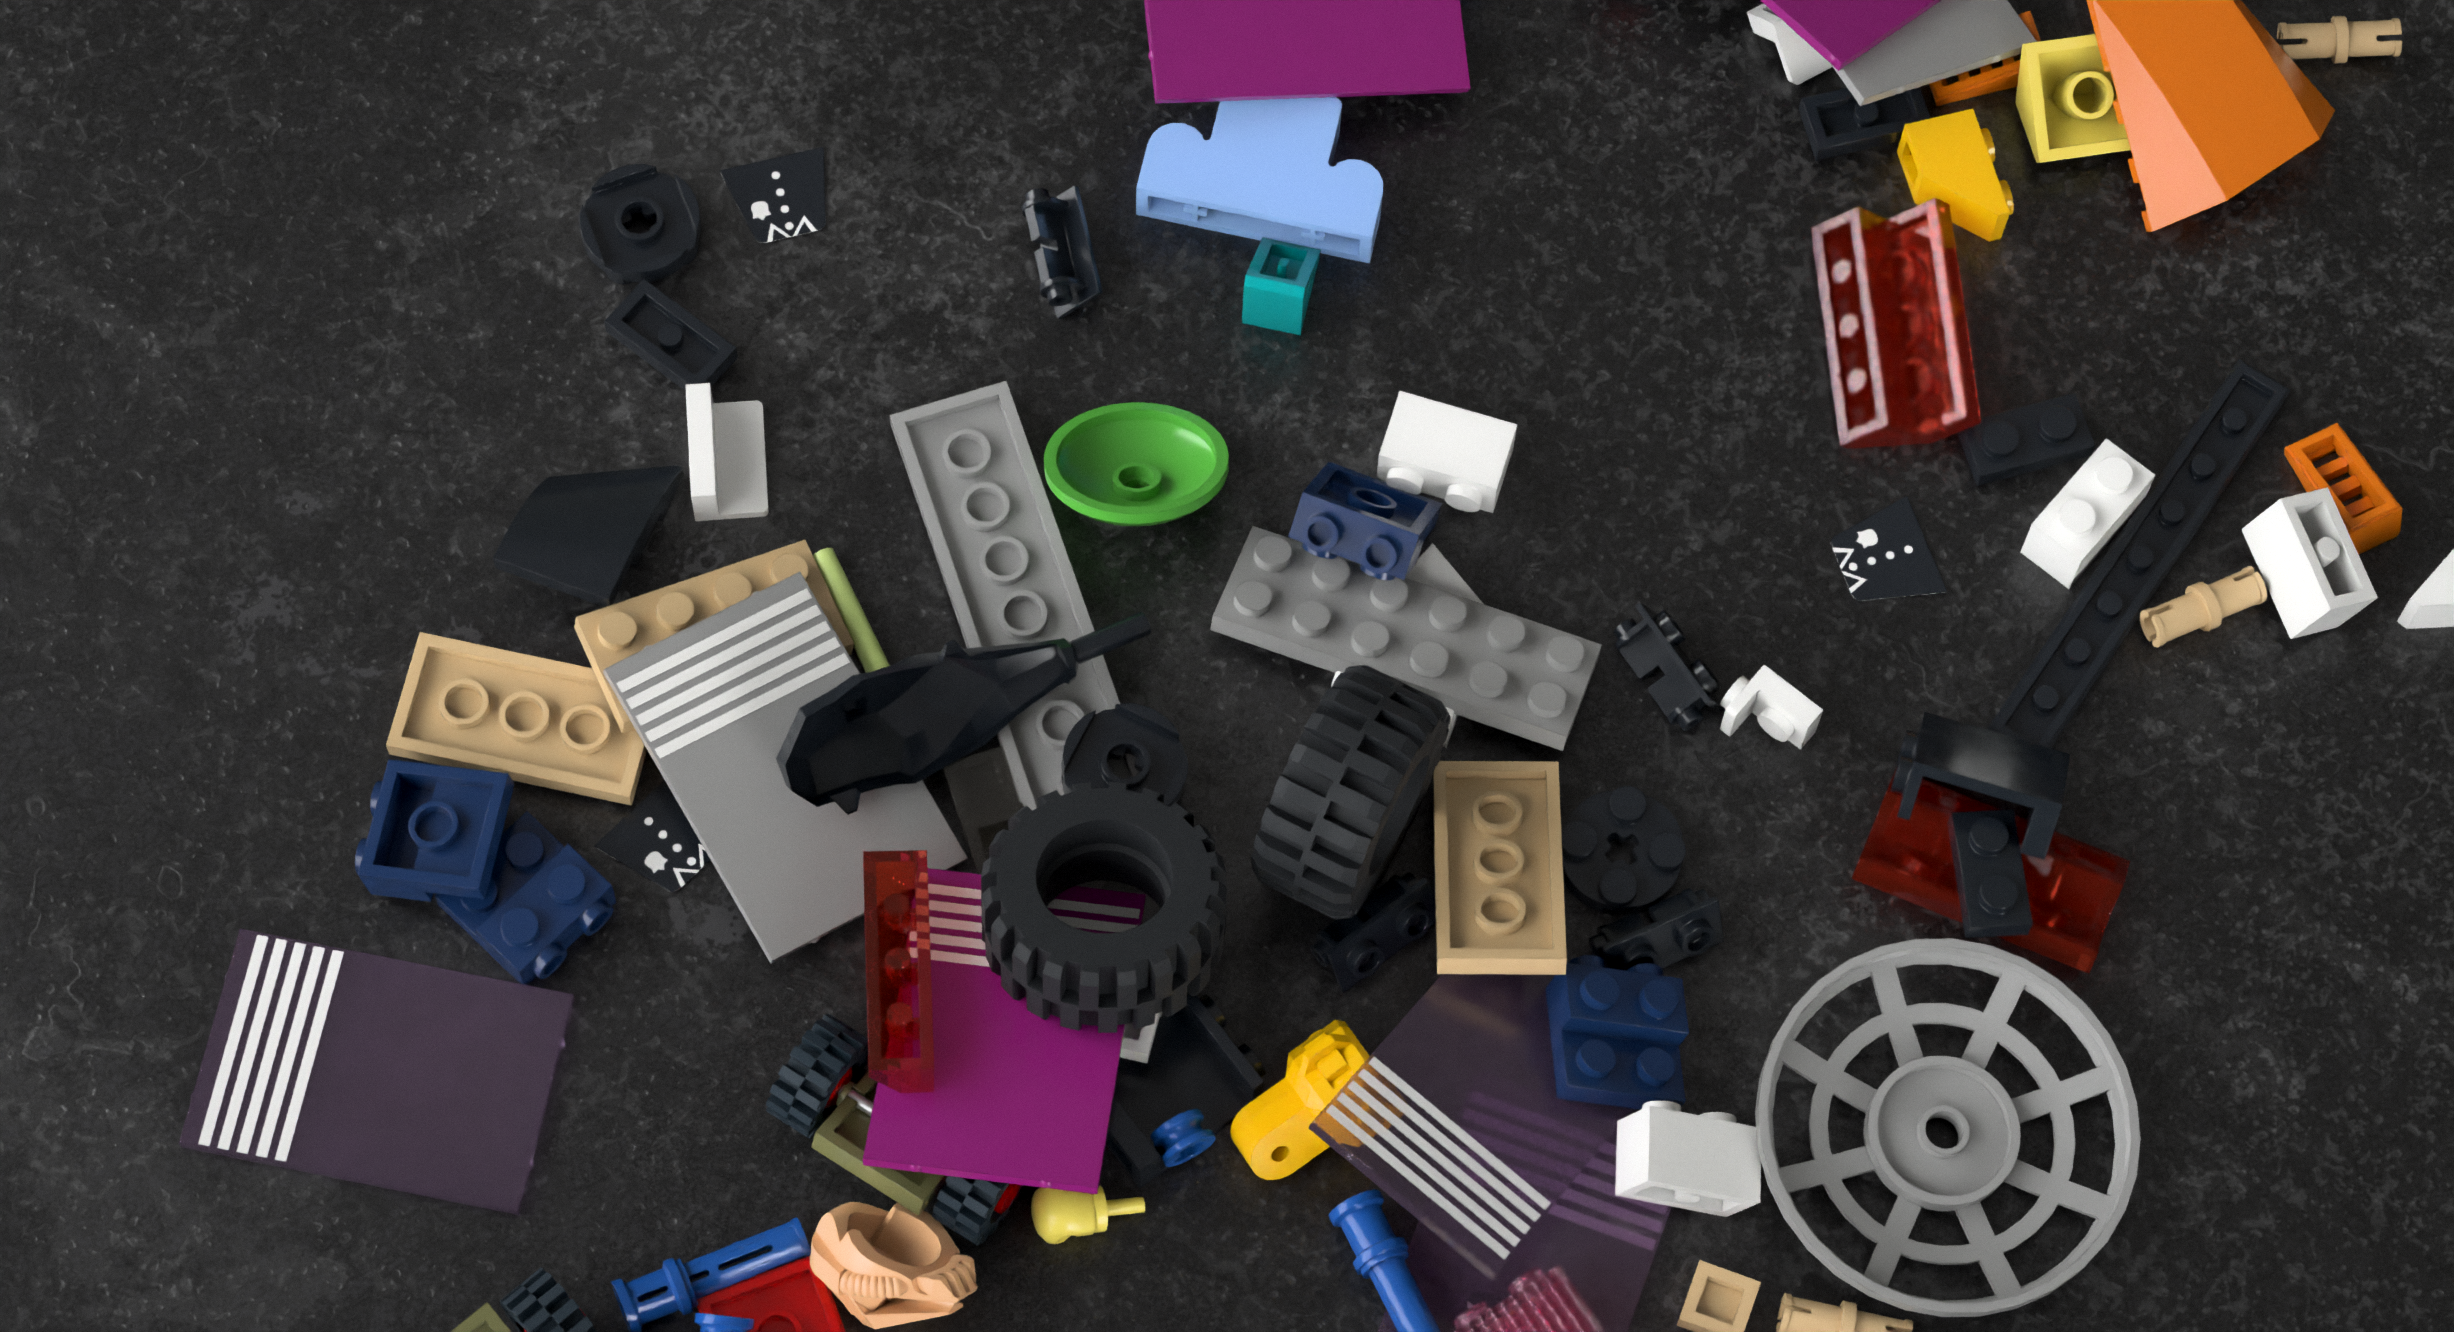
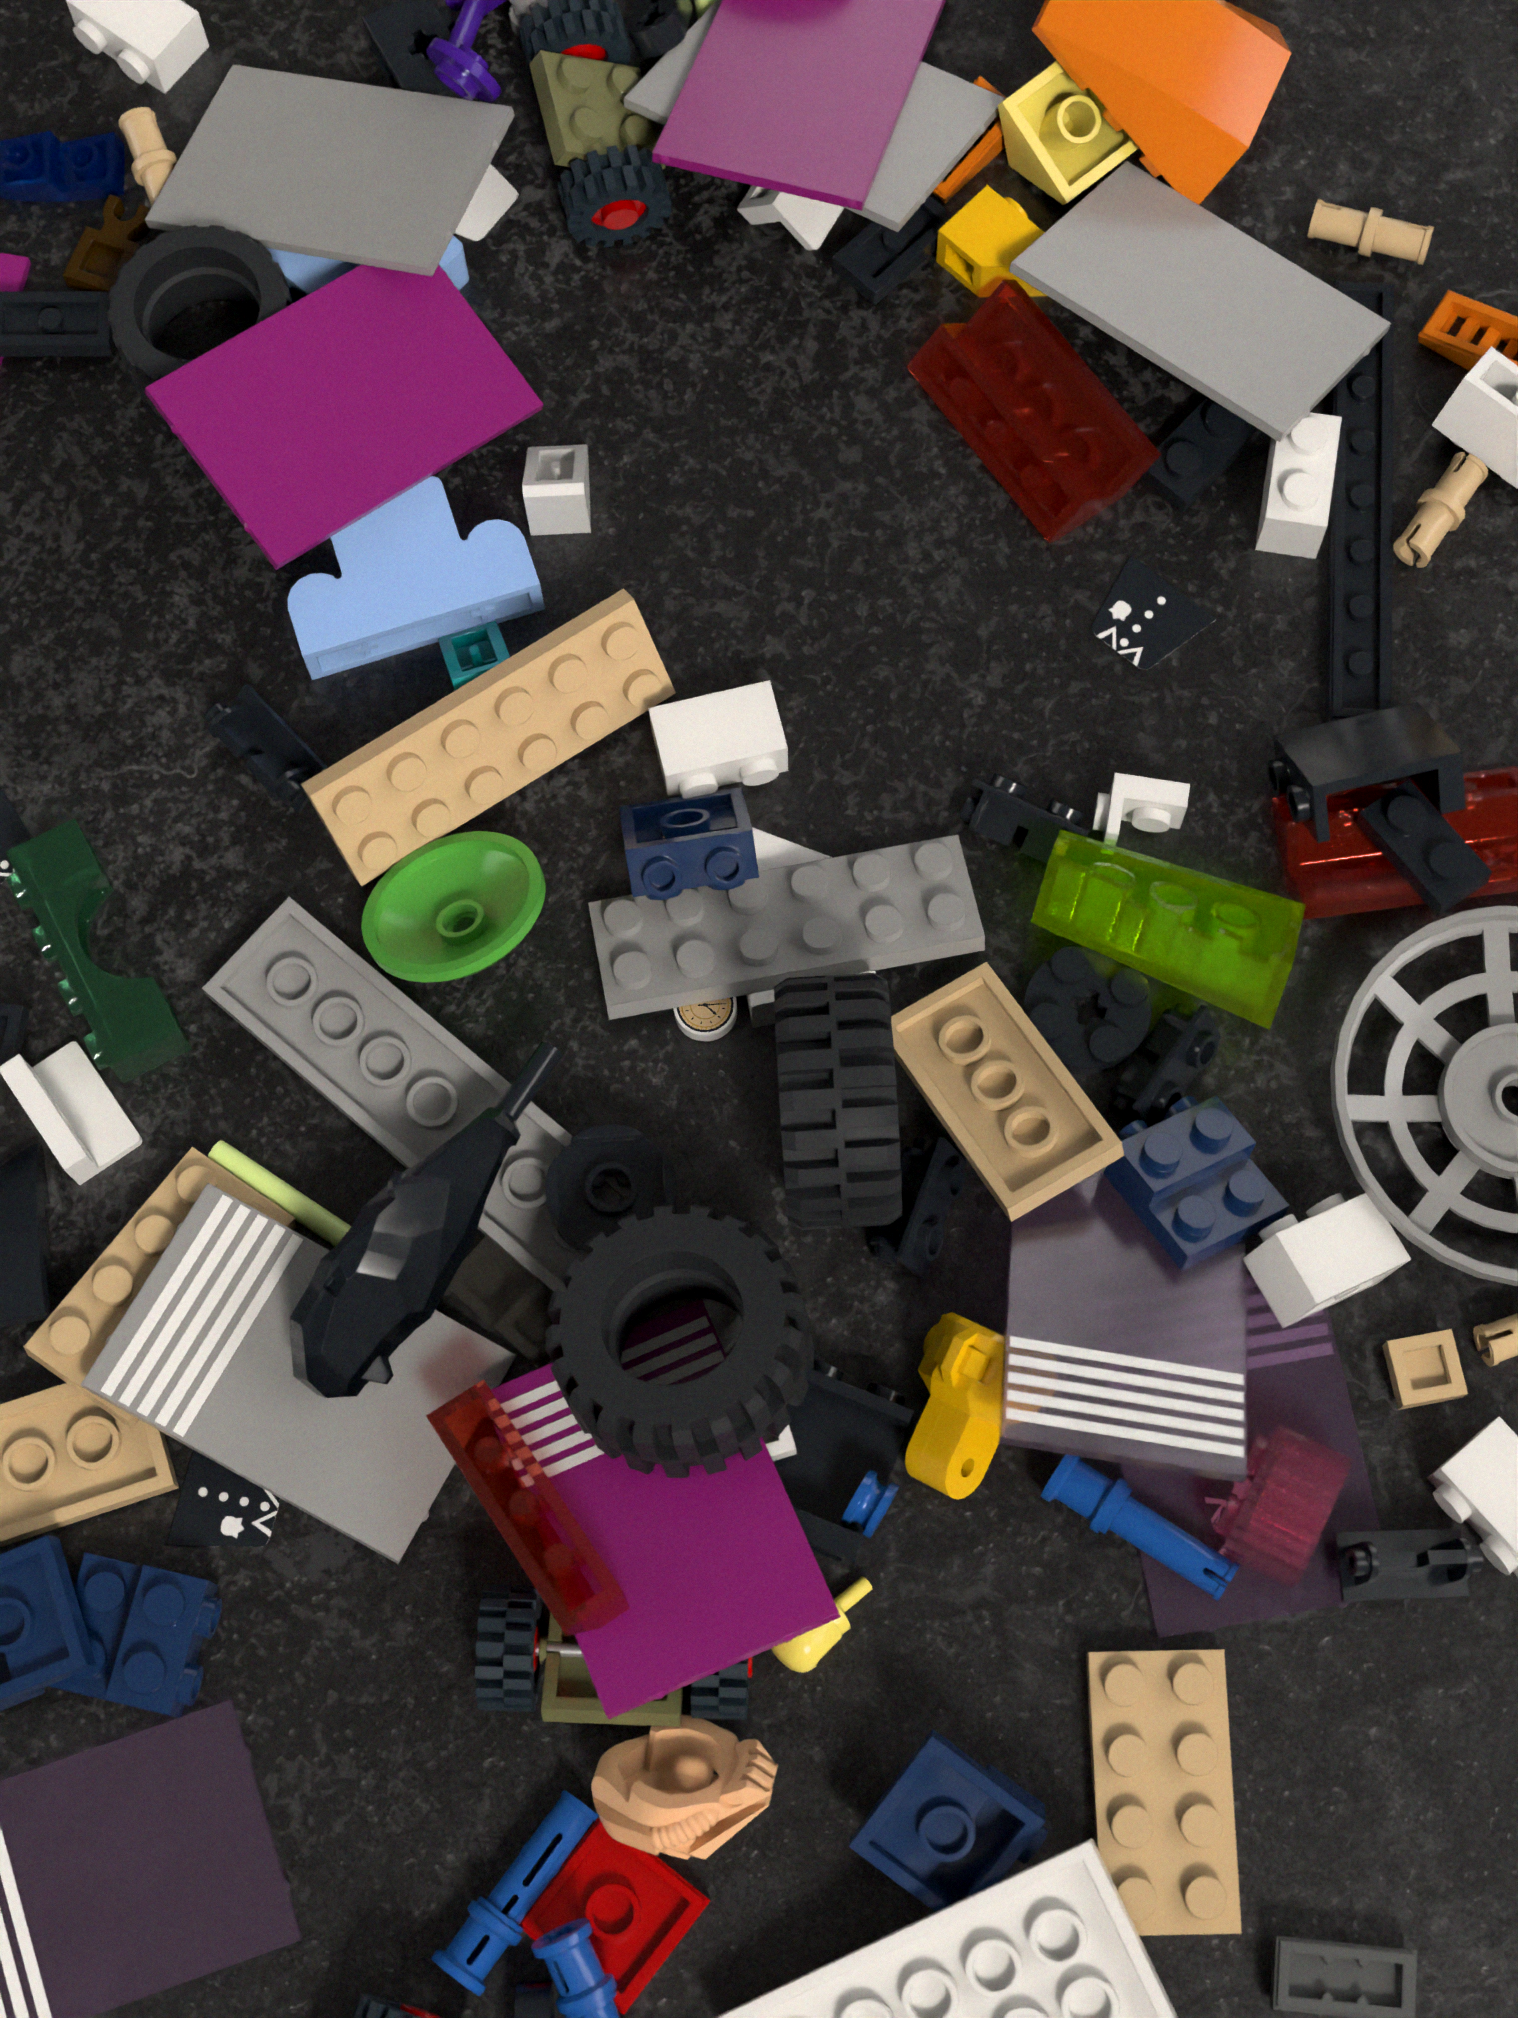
camera: 25 degrees left, 5 degrees up
(827, 272) = (66, 888): none -> clear green arch
(1253, 342) = (490, 737): none -> tan plate
(1295, 678) = (708, 1019): none -> tile
(1439, 167) = (557, 490): none -> white slope
(1734, 816) = (1173, 923): none -> clear neon green wedge
(2099, 308) = (1201, 299): none -> light grey piece
(2298, 334) = (1370, 232): none -> tan pin

